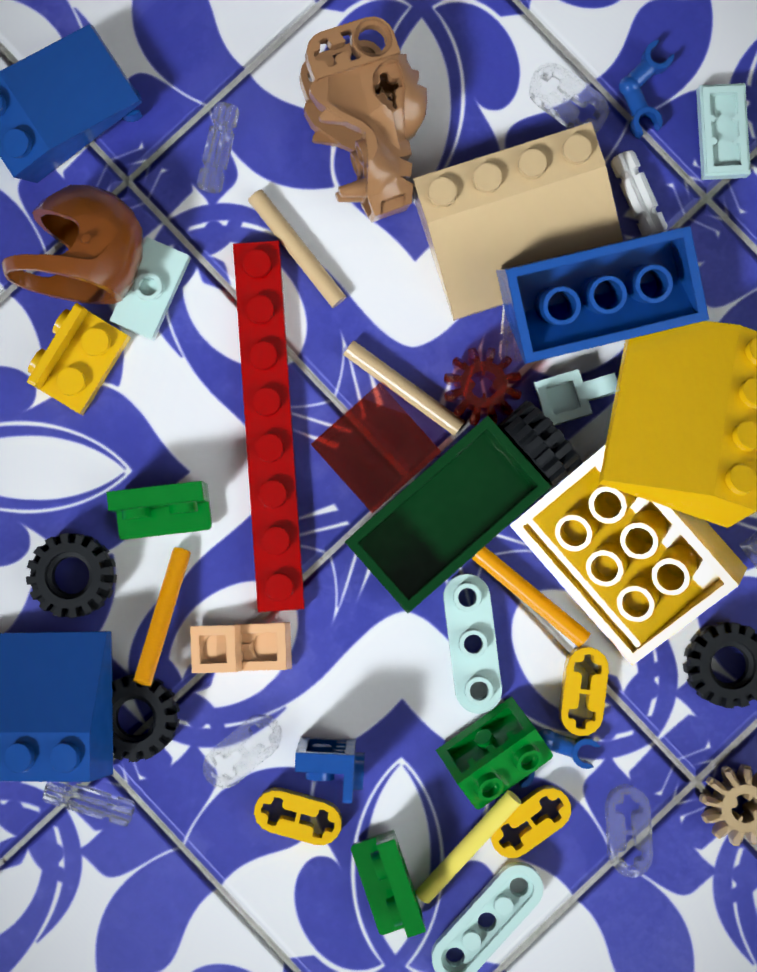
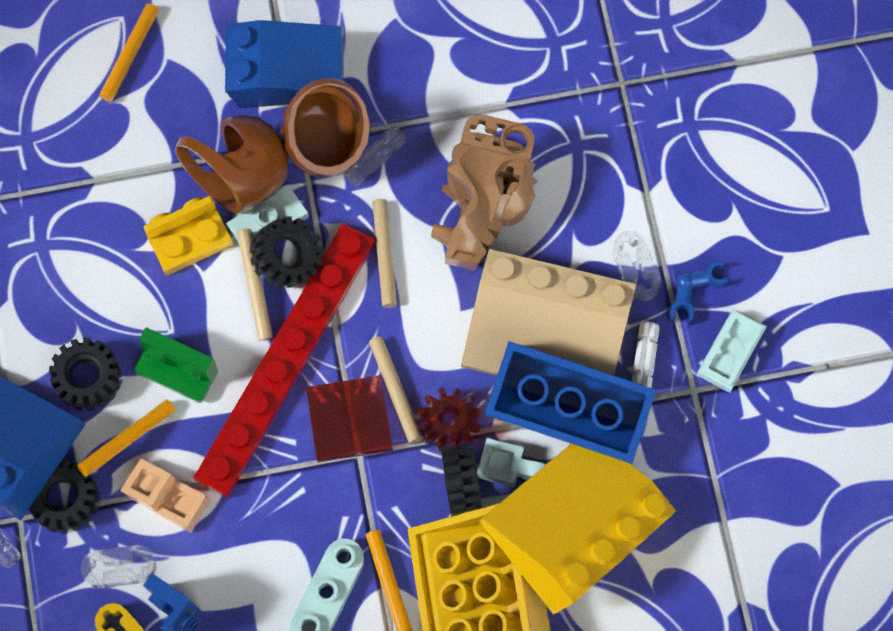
camera: 35 degrees right, 15 degrees down
(152, 154) = (324, 128): none -> dark orange piece
(184, 368) = (254, 287): none -> tan bar
(214, 296) = (302, 240): none -> black tyre
(447, 514) = (365, 488): dark green piece -> none

